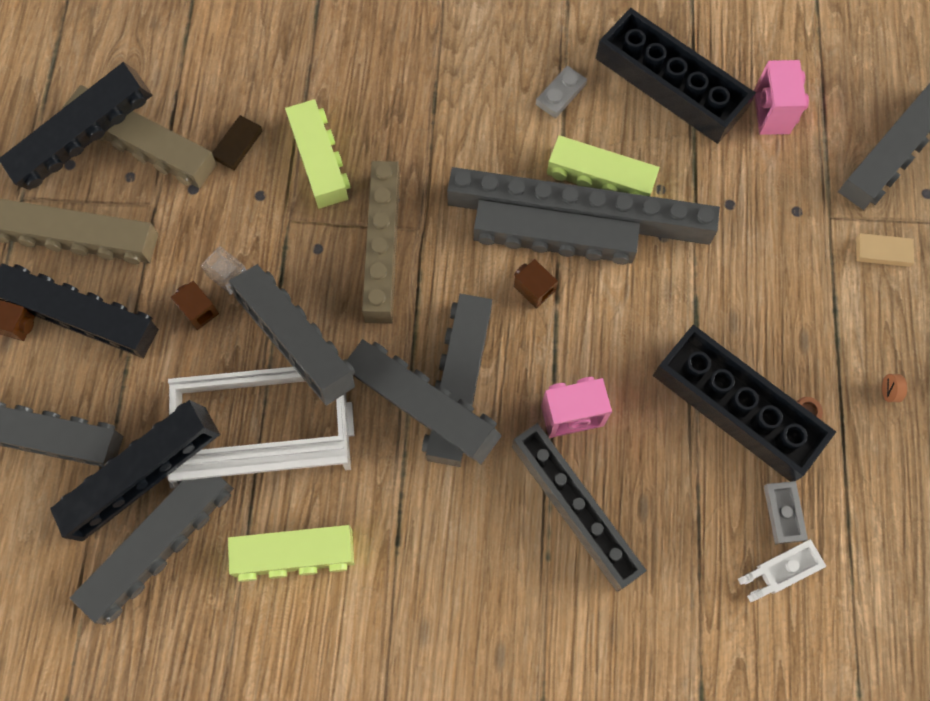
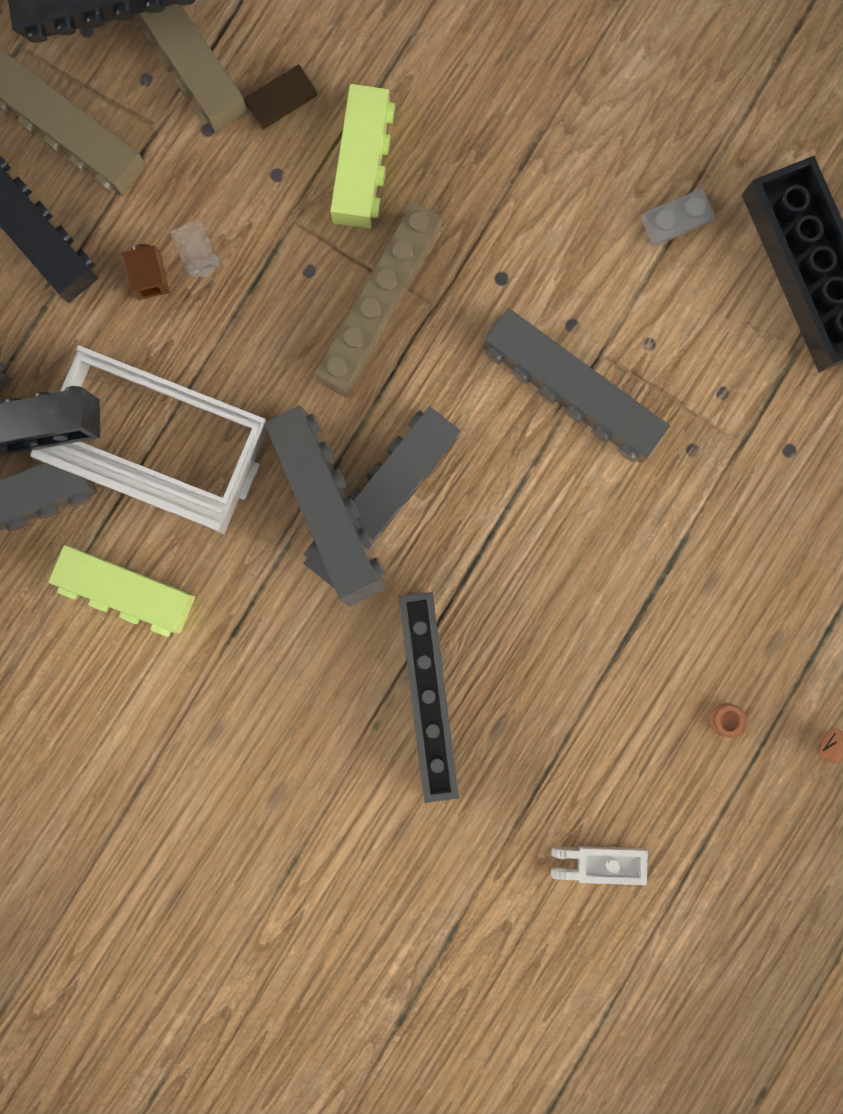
camera: 25 degrees right, 15 degrees up
(293, 334) = (228, 361): dark grey brick -> none
(534, 283) = (519, 432): reddish brown brick -> none
(575, 407) = (484, 594): bright pink brick -> none
(600, 168) = (666, 340): yellowish green brick -> none
(656, 215) = (688, 418): dark grey brick -> none
(744, 404) = (663, 681): black brick -> none
(785, 512) = (639, 811): light grey plate -> none

